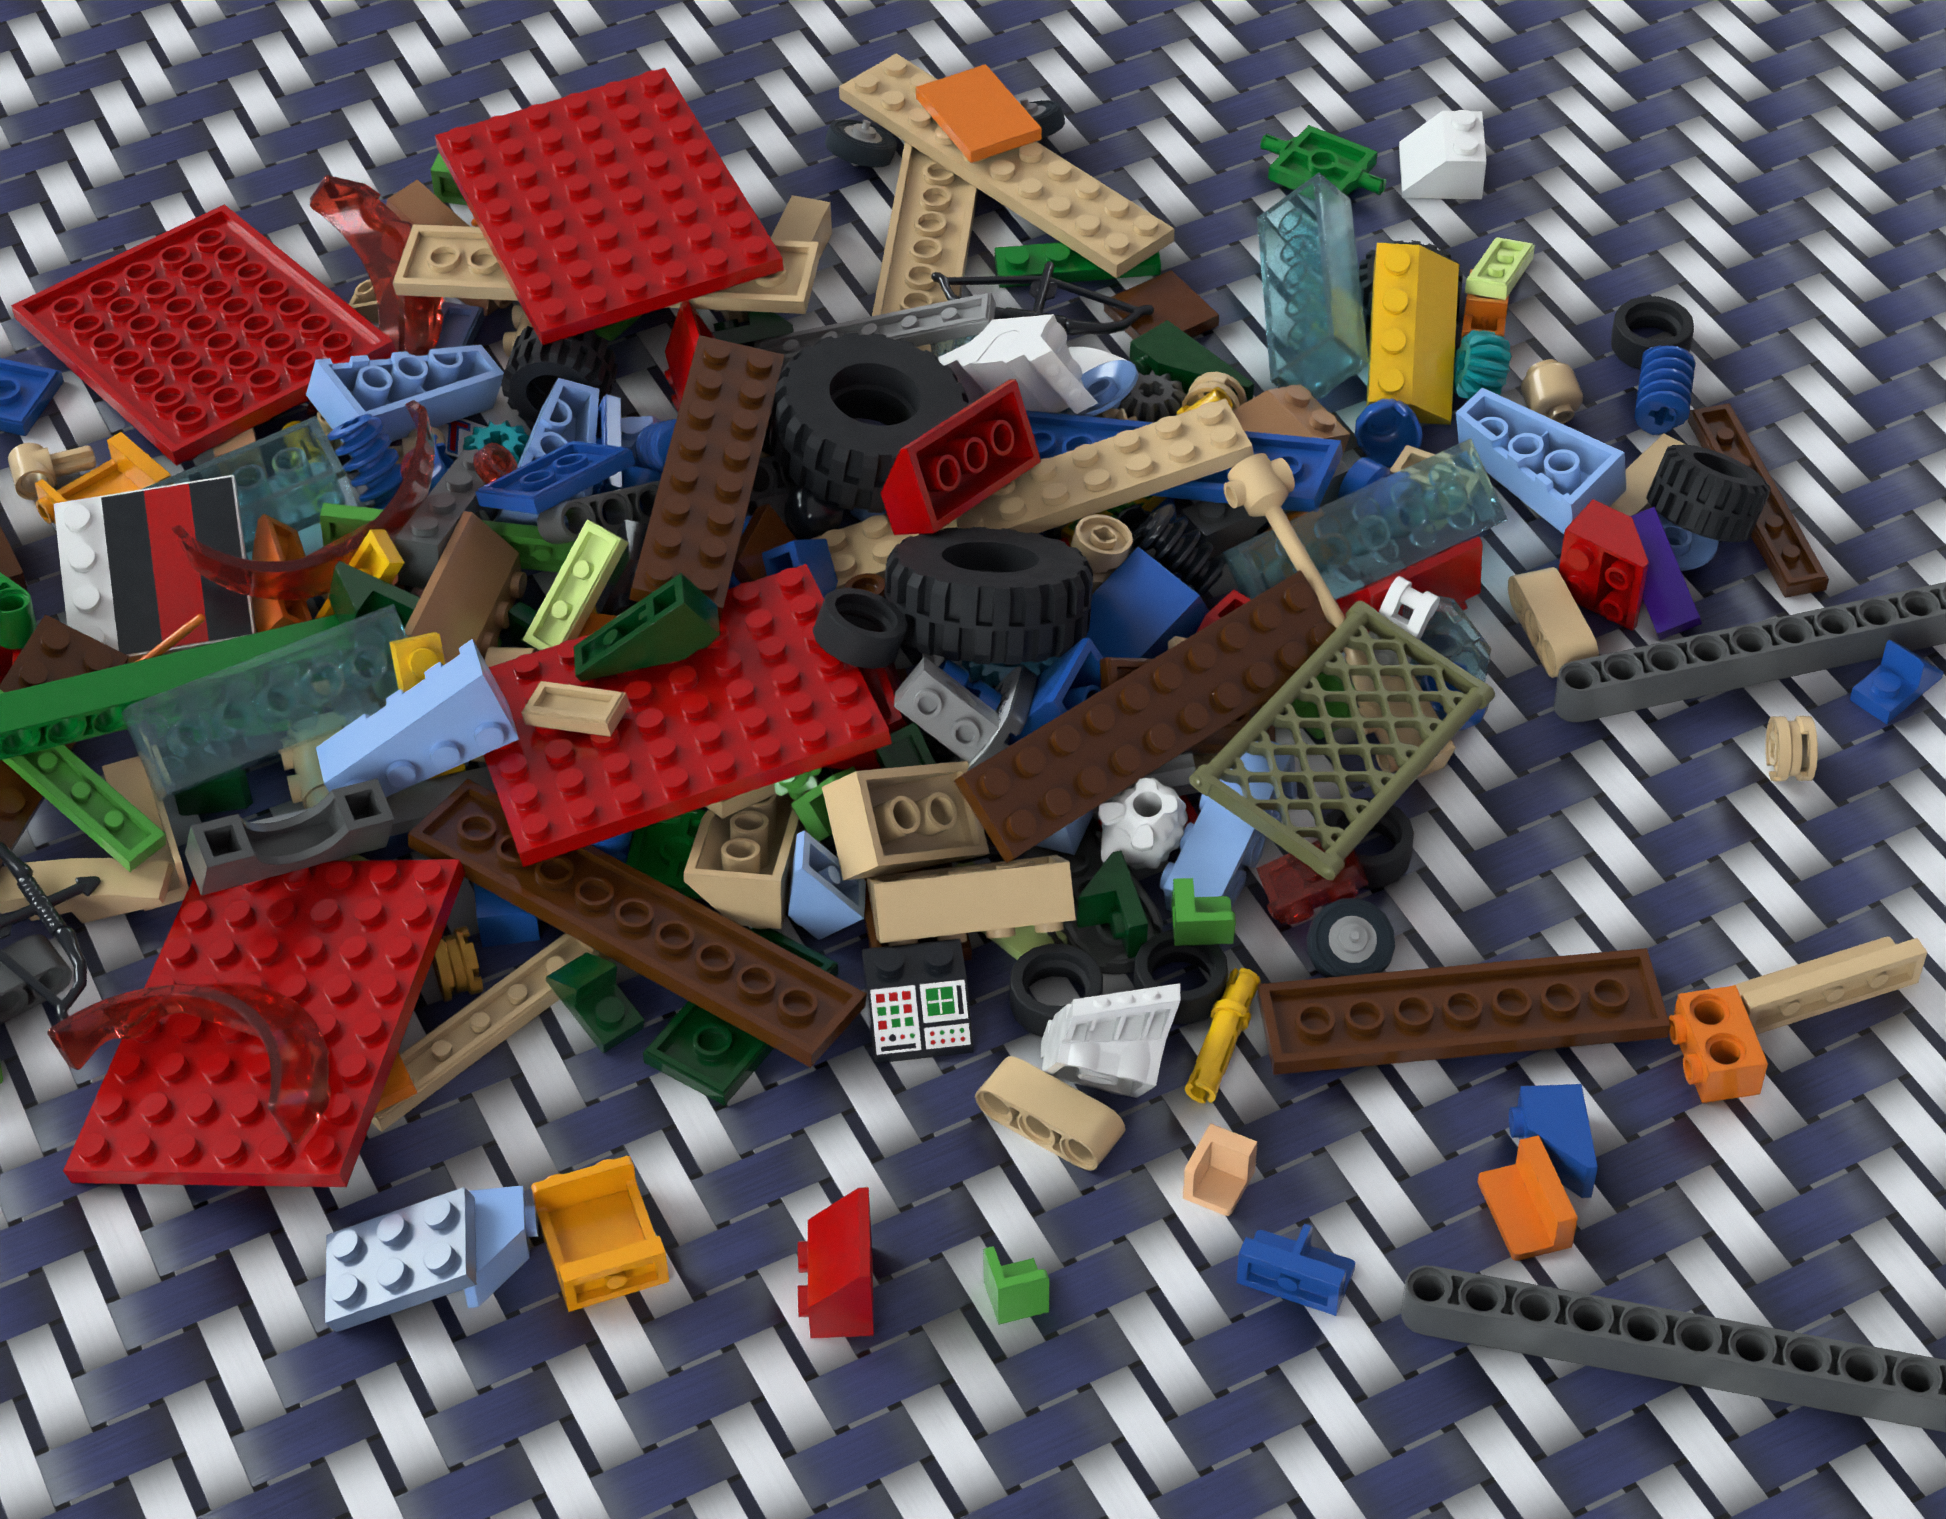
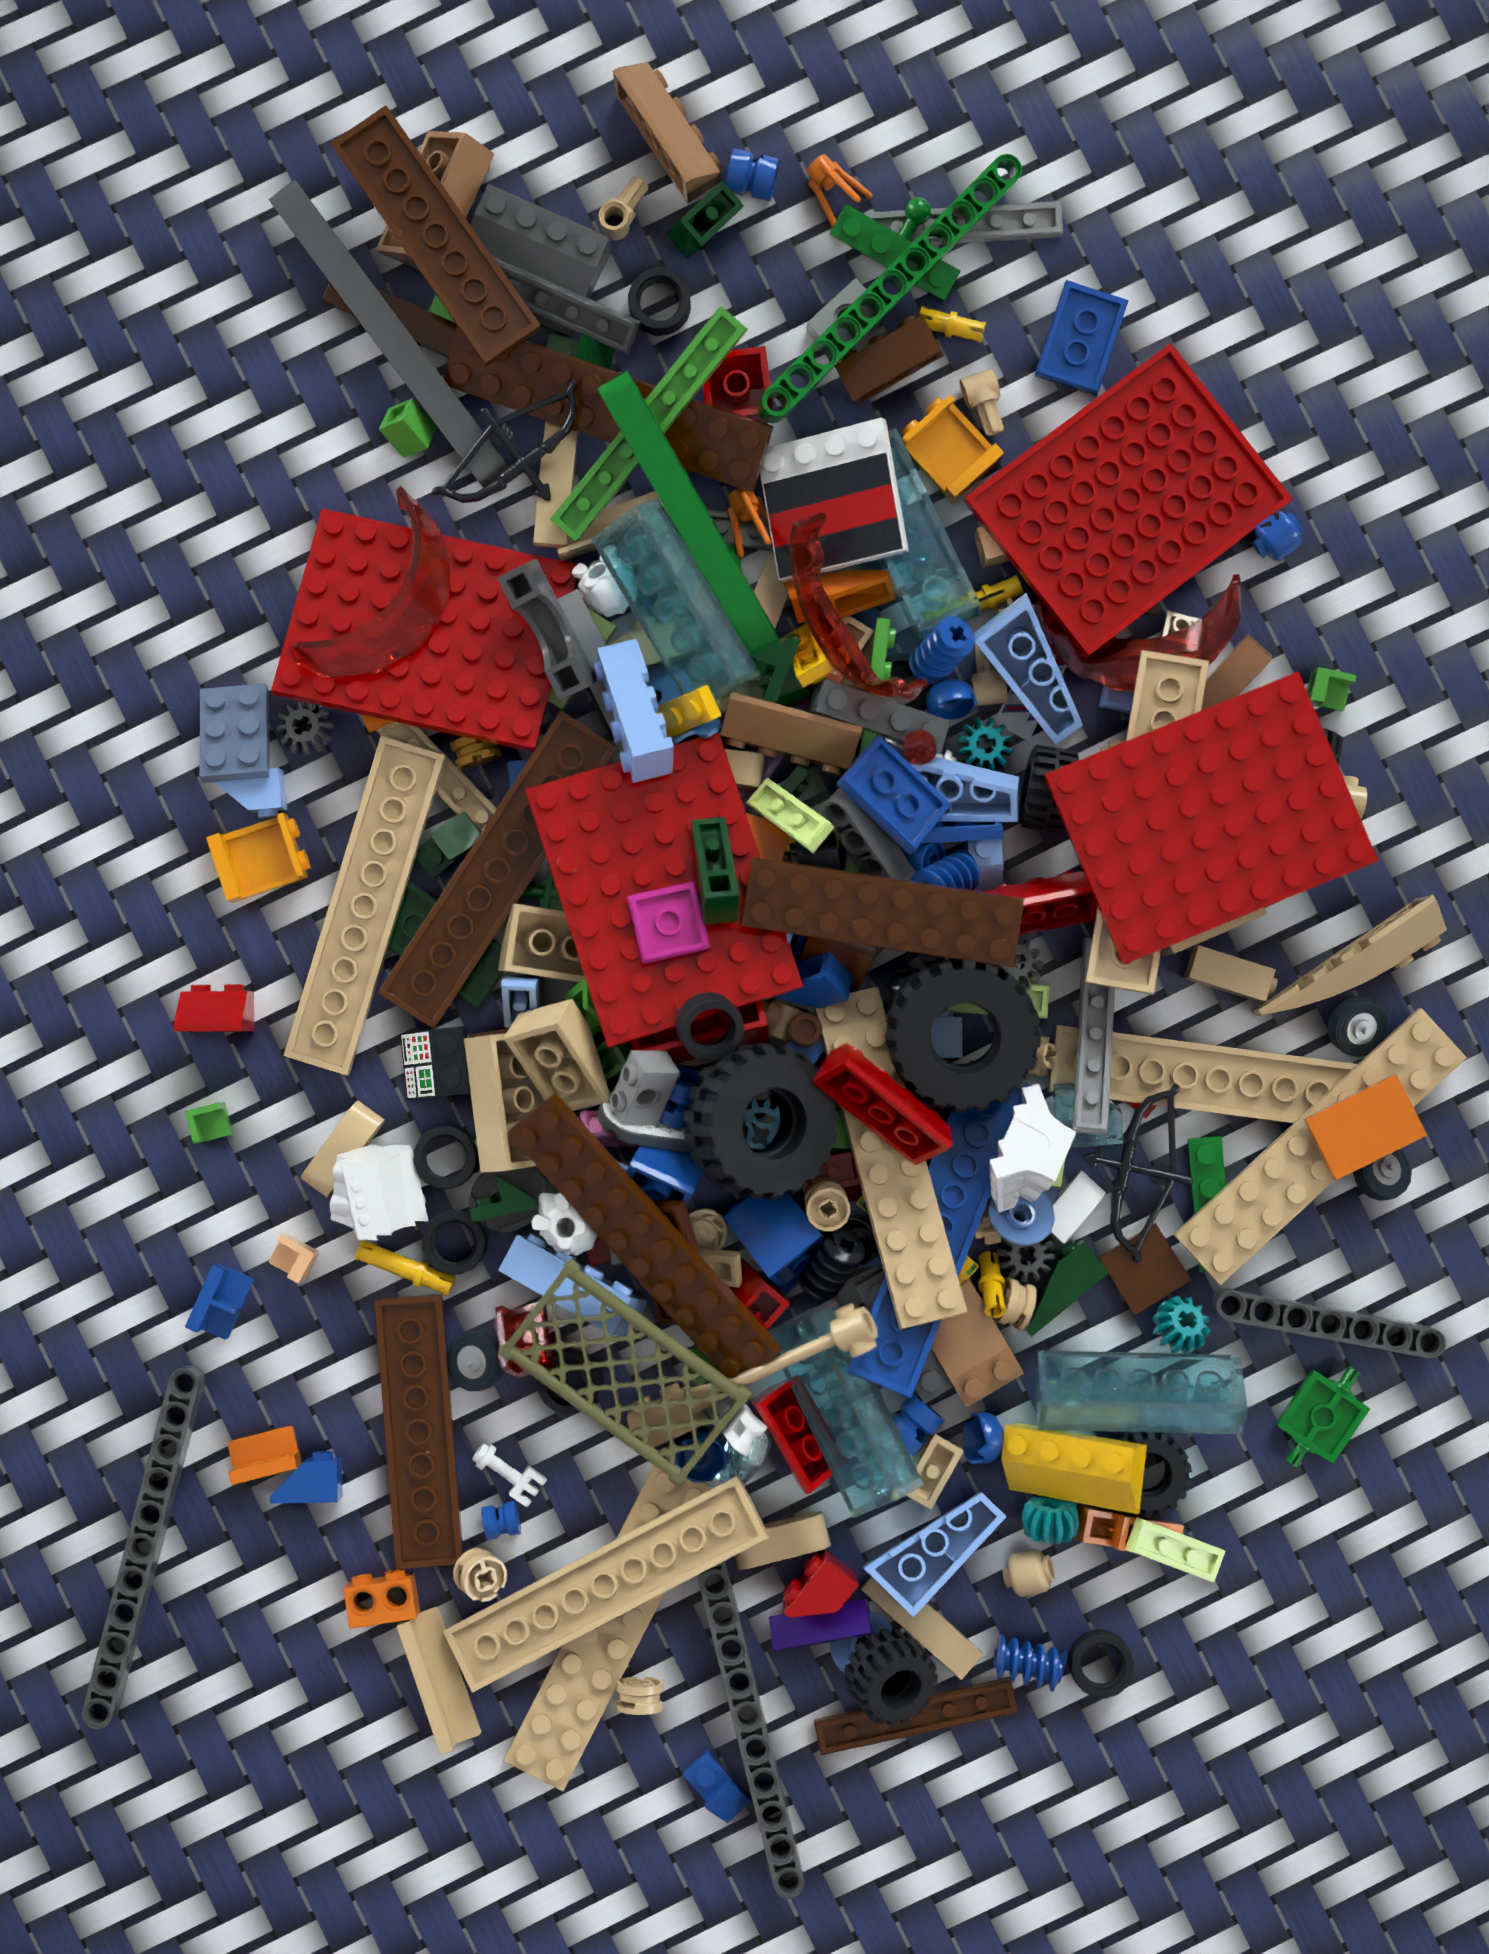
camera: 90 degrees right, 40 degrees up
(232, 795) = (600, 588): none -> white animal
(268, 212) = (1278, 536): none -> blue head
(399, 1175) = (302, 716): none -> dark grey gear
(575, 708) = (655, 821): tan tile -> none
(683, 1091) = (364, 905): none -> tan plate
(716, 681) = (668, 922): none -> dark pink tile
(774, 136) = (1366, 957): none -> tan wedge
(1200, 918) = (480, 1260): bright green panel -> none
(1211, 163) = (1342, 1330): none -> dark grey beam
(1226, 267) = (1181, 1312): none -> teal gear
(1445, 157) = (1326, 1519): white slope -> none
(1489, 932) = (485, 1457): none -> white hinge
(1577, 911) = (501, 1520): none -> blue wheel
(1649, 784) = (606, 1583): none -> tan plate
(1658, 924) = (480, 1574): none -> tan wheel
(1706, 799) = (591, 1665): none -> tan plate

